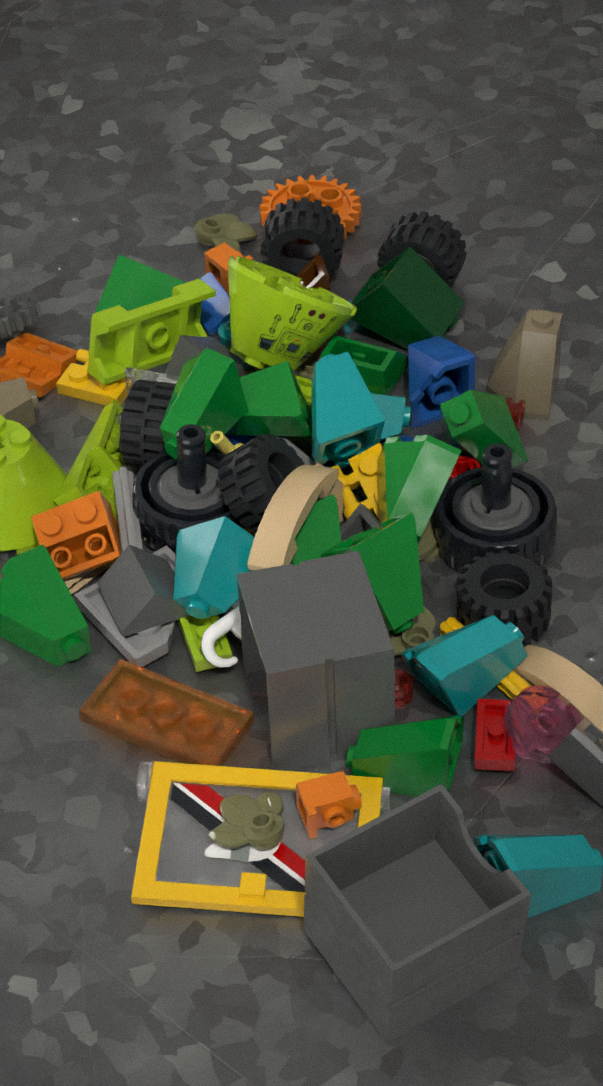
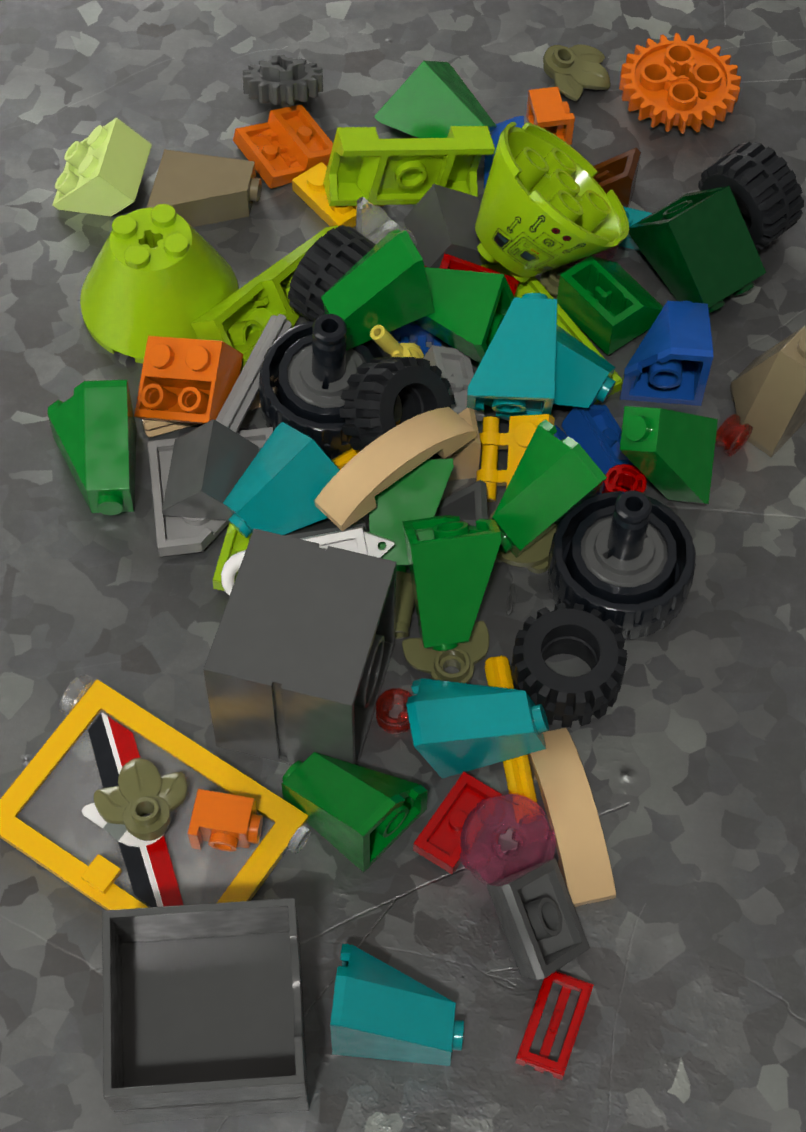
camera: 25 degrees right, 15 degrees up
(166, 716) = (145, 627): clear orange plate -> none
(302, 221) = (635, 113): black tyre -> none

